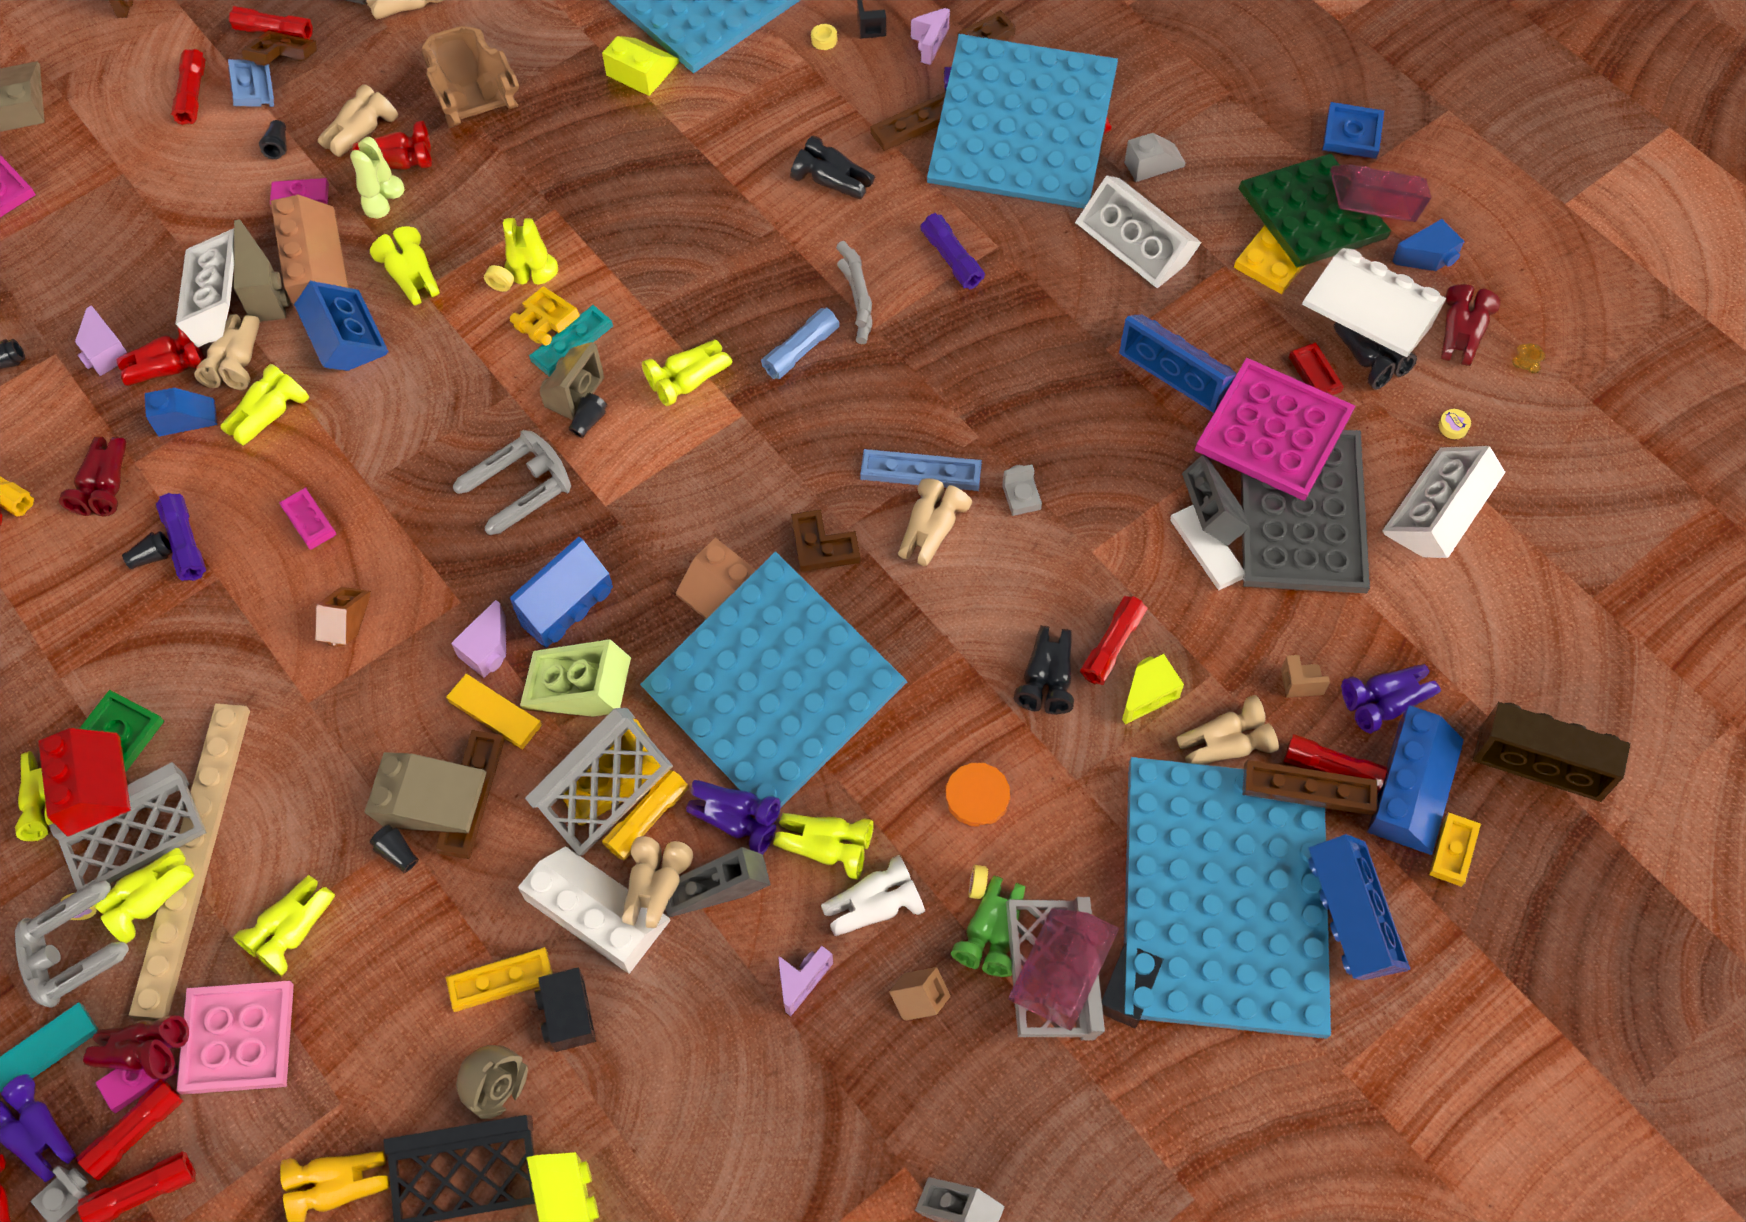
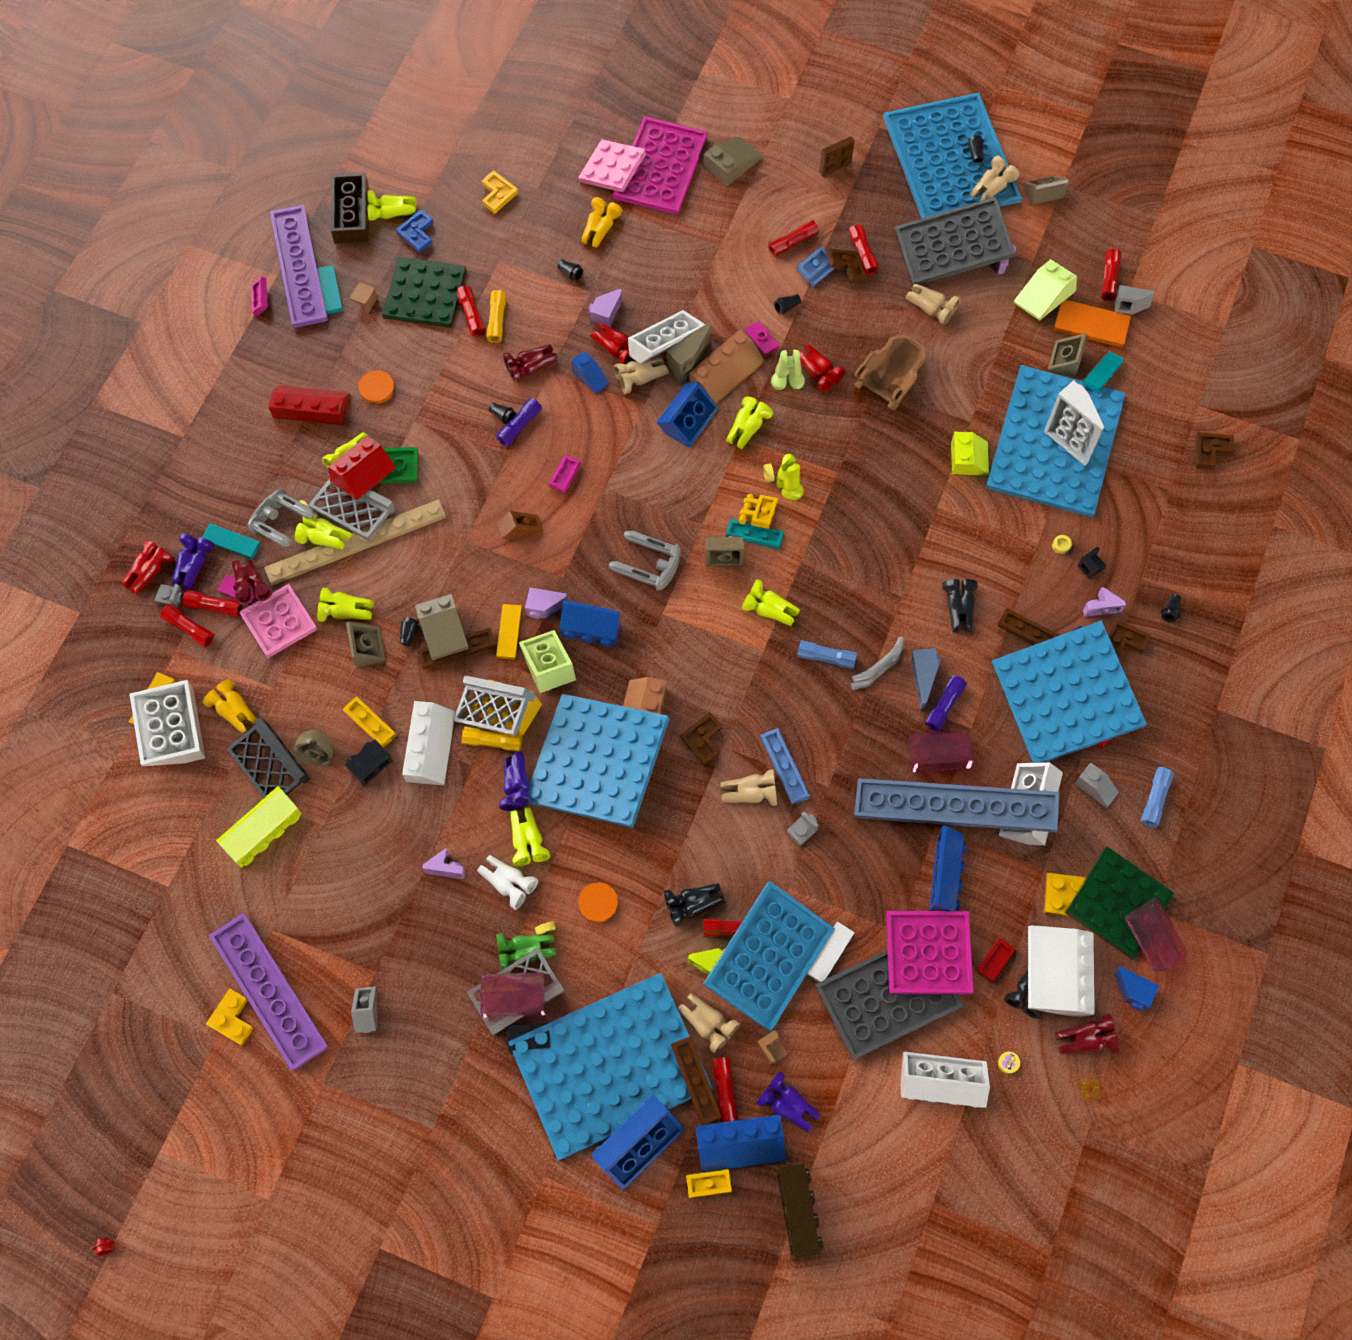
camera: 60 degrees right, 5 degrees up
(262, 404) = (617, 408): neon yellow piece -> none
(356, 120) = (825, 335): tan piece -> none
(370, 922) = (365, 644): none -> dark tan slope
(588, 413) = (711, 571): black cone -> none
(652, 887) = (451, 764): tan piece -> none
(719, 882) = (473, 796): dark grey slope -> none
(897, 251) = (924, 666): none -> sand blue slope
(920, 994) = (467, 931): medium nougat panel -> none
(1010, 288) = (940, 751): none -> clear pink slope
(1098, 301) = (957, 805): none -> sand blue plate
(1181, 613) = (768, 956): none -> dark azure plate
(1214, 502) = (855, 943): dark grey slope -> none
(1218, 120) = (1153, 809): none -> medium blue axle
(1353, 130) = (1203, 898): blue plate -> none

